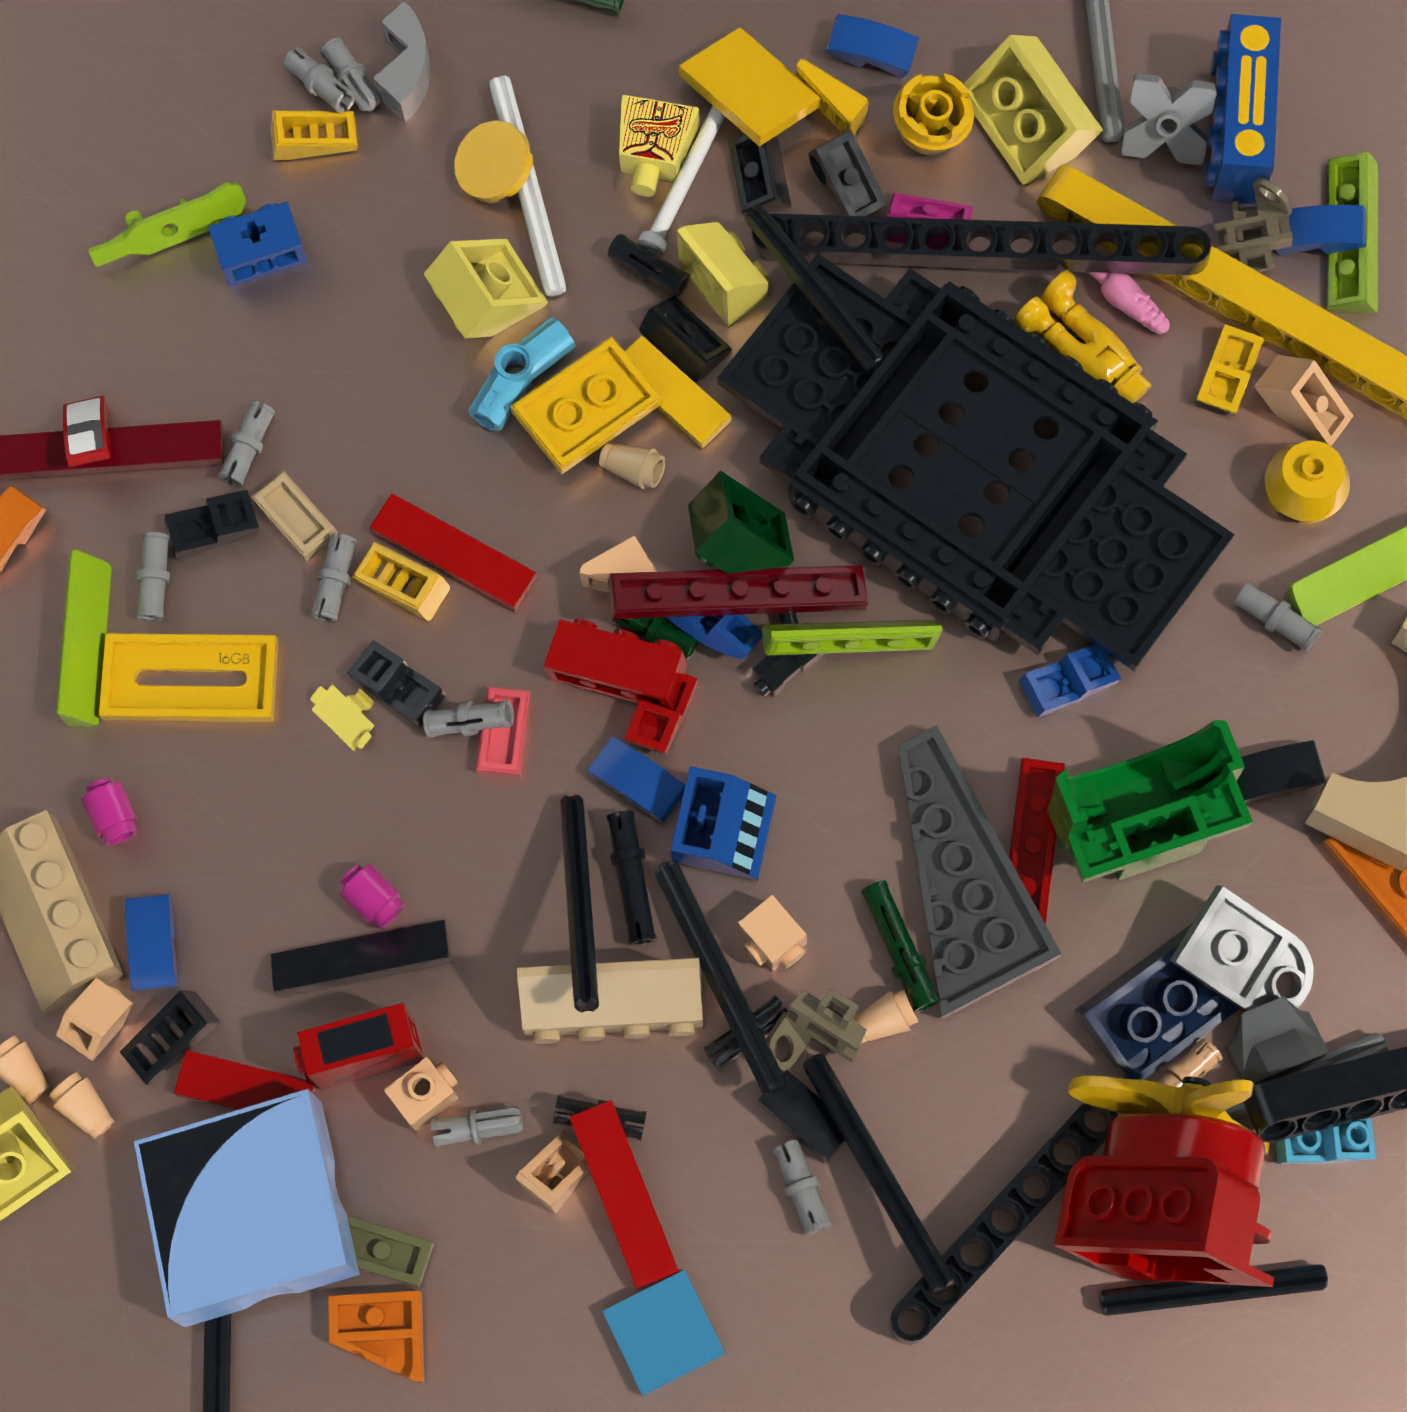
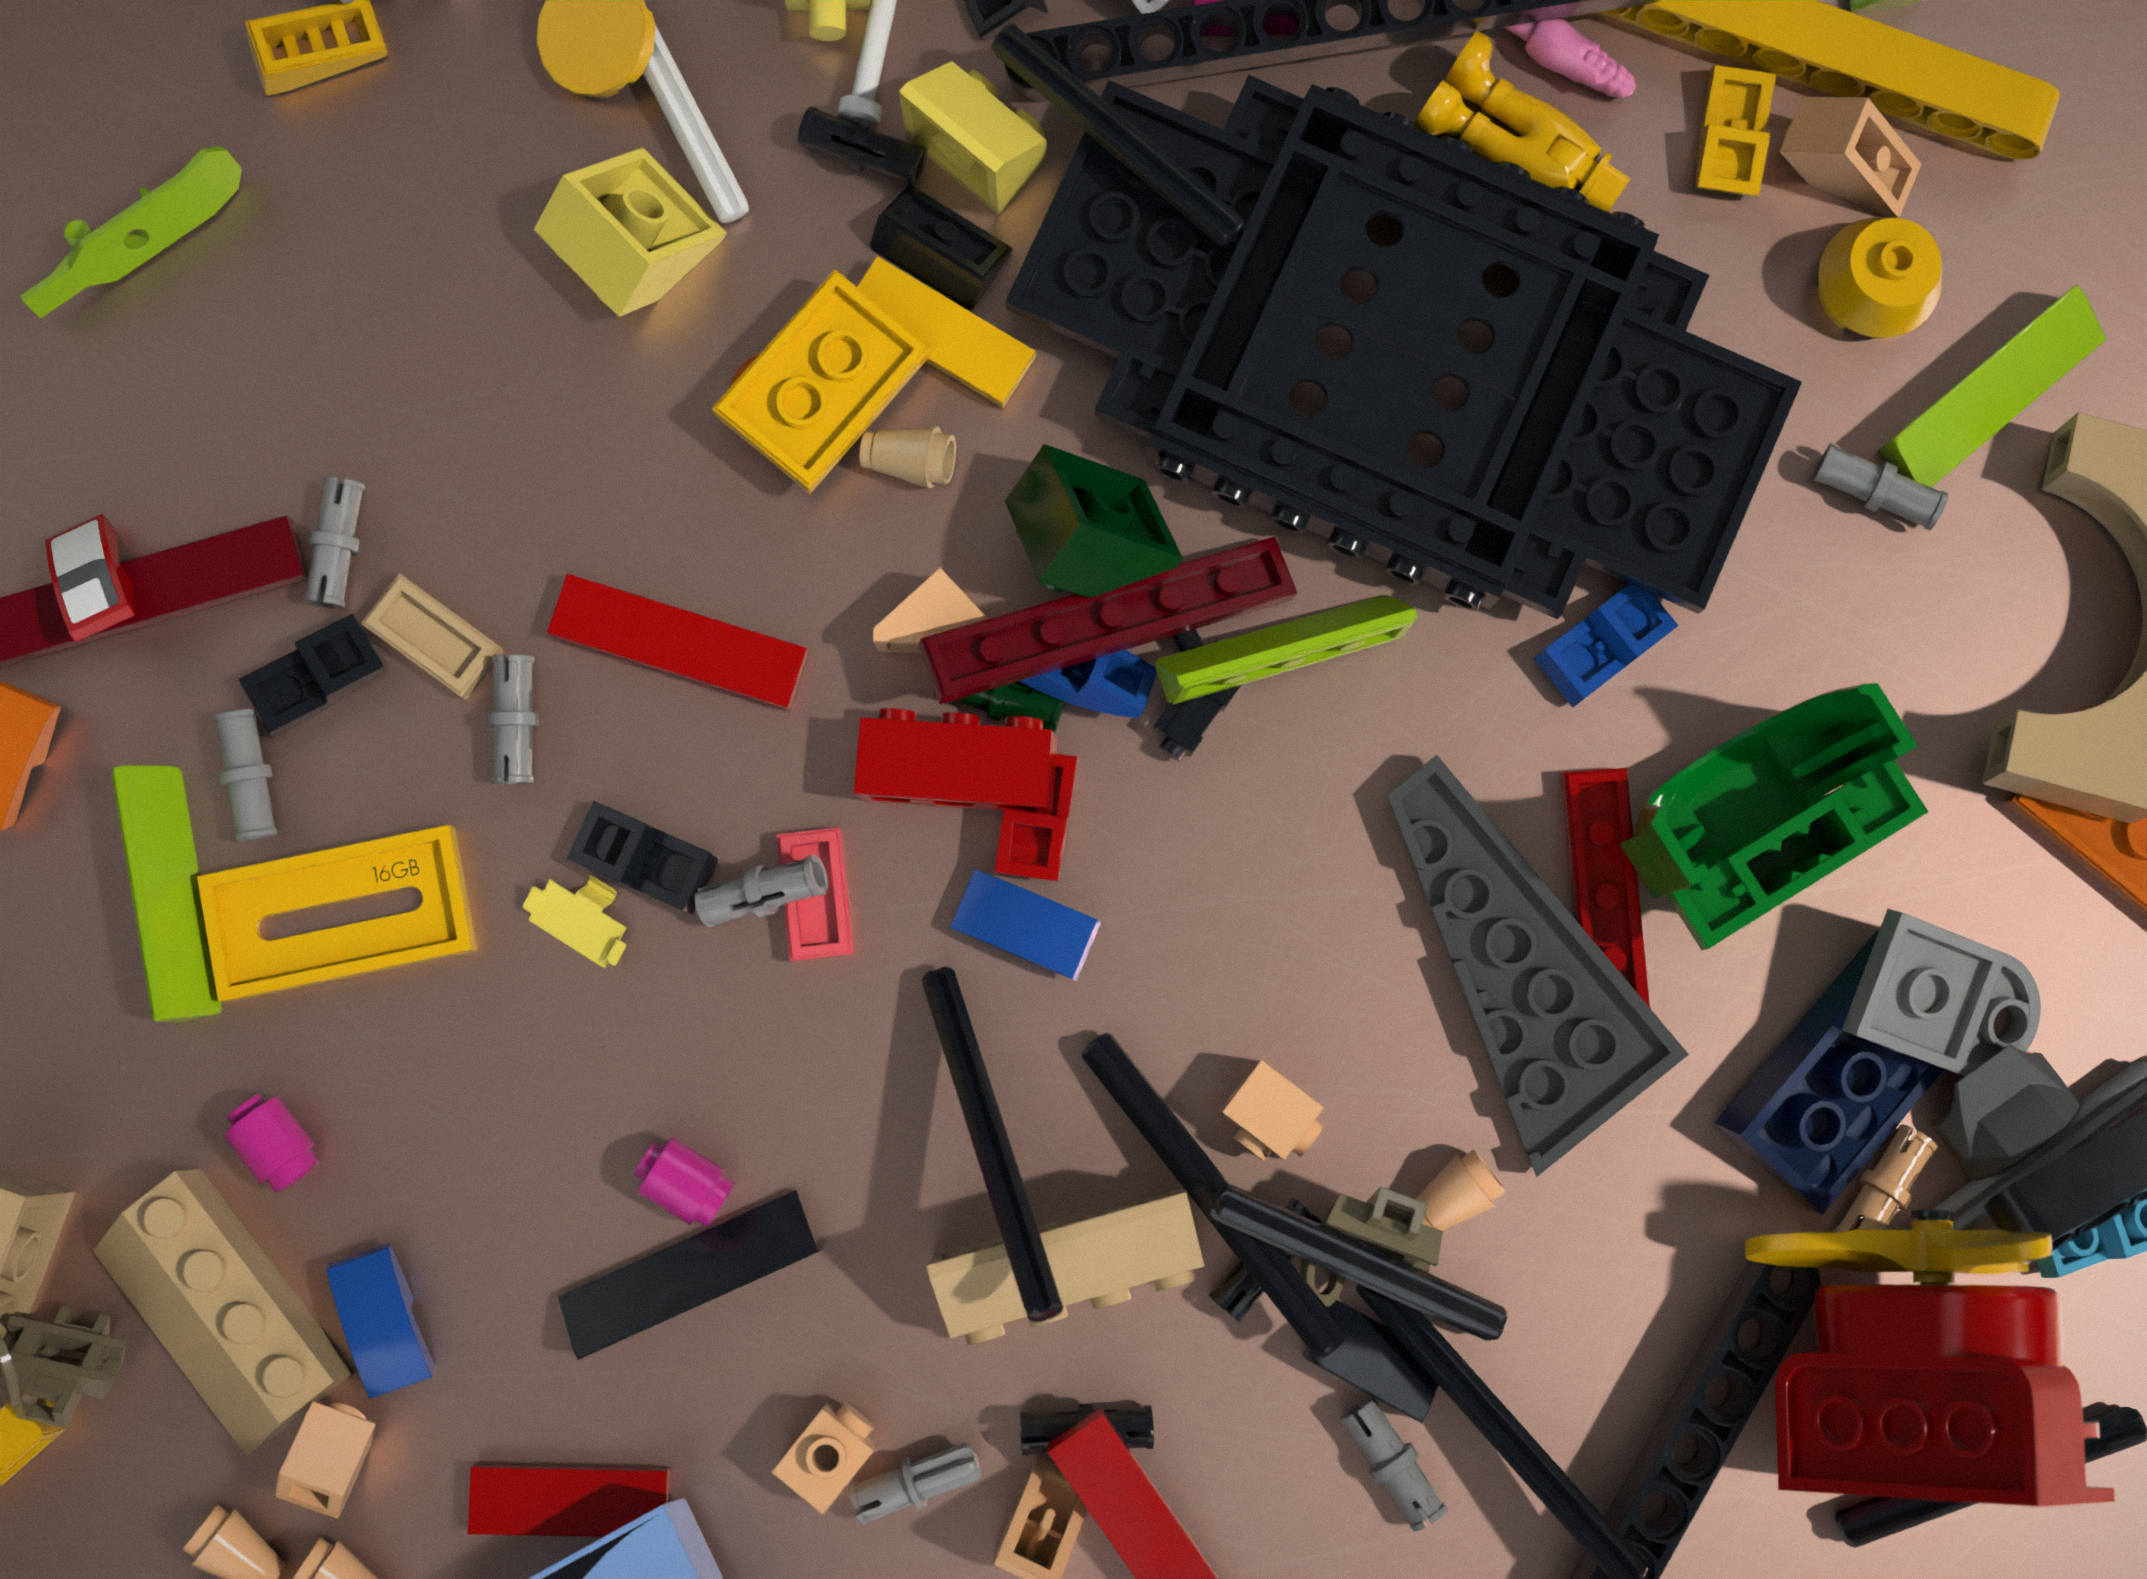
camera: 20 degrees left, 10 degrees up
(192, 1035) = (467, 1415): black slope -> none
(246, 260) = (305, 235): blue brick -> none
(358, 1047) = (720, 1419): red brick -> none
(424, 594) = (651, 714): yellow slope -> none
(501, 389) = (694, 384): medium azure piece -> none
(628, 861) = (1050, 1071): black pin -> none
(722, 824) = (1165, 968): blue slope -> none
(807, 1041) = (1358, 1262): none -> black axle
(922, 993) = (1501, 1149): dark green pin -> none
(1281, 771) = (1943, 707): black slope -> none

